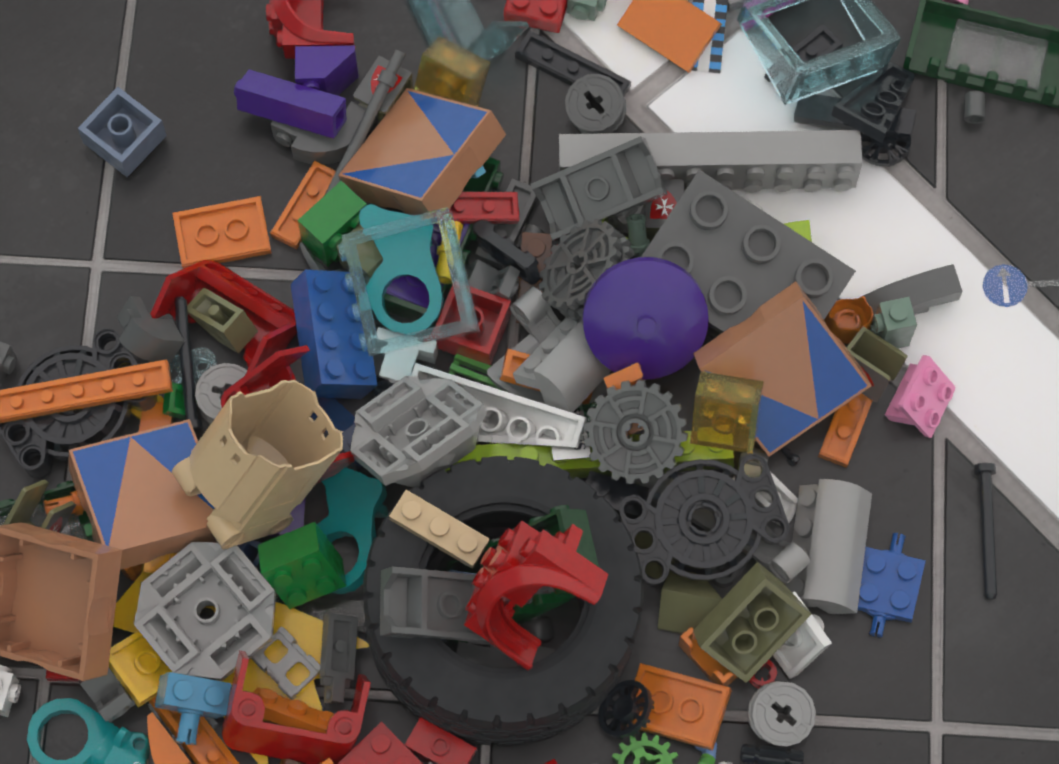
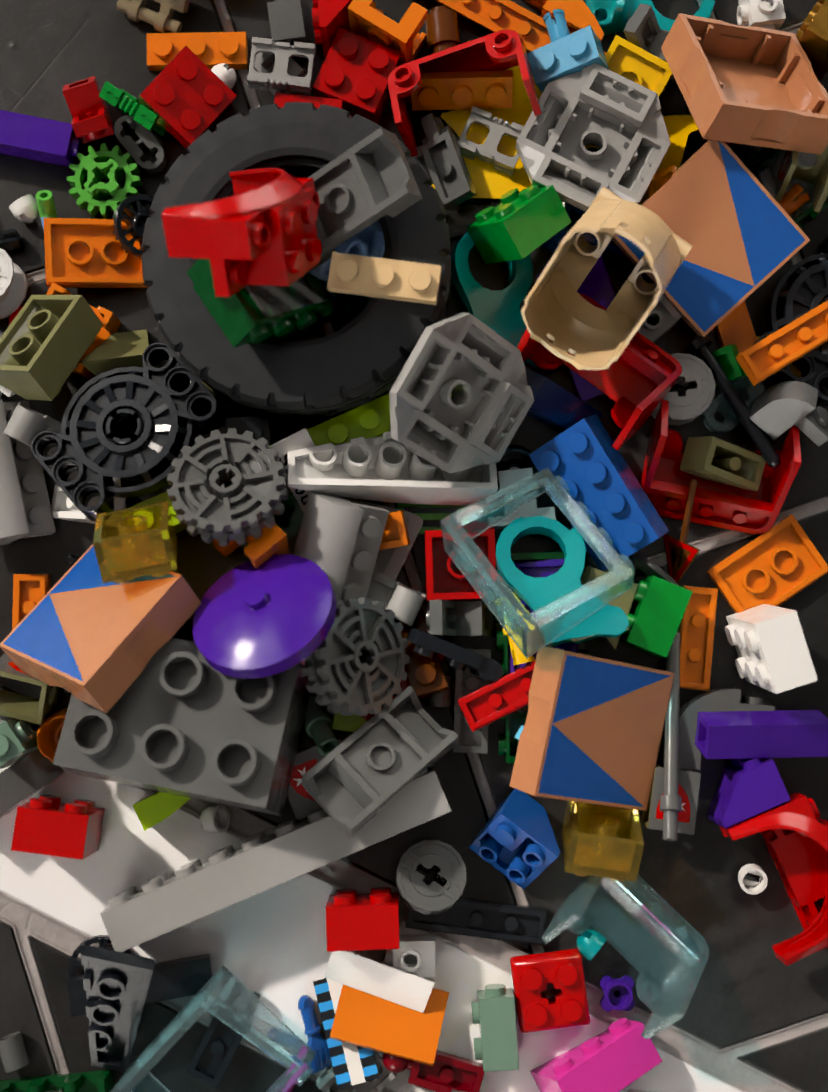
camera: 155 degrees right, 15 degrees up
(256, 161) = (770, 648): none -> white brick
(289, 269) = (678, 552): none -> reddish brown piece
(349, 16) = (750, 884): none -> white hinge
(491, 14) = (590, 943): none -> teal hinge
(518, 108) = (517, 839): none -> blue slope
(634, 58) = (415, 955): none -> white brick
(660, 92) = (363, 920): none -> red brick
(666, 48) = (379, 980): none -> white sticker
(733, 38) = (315, 1041): none -> blue piece
(877, 246) = (58, 828): none -> red brick

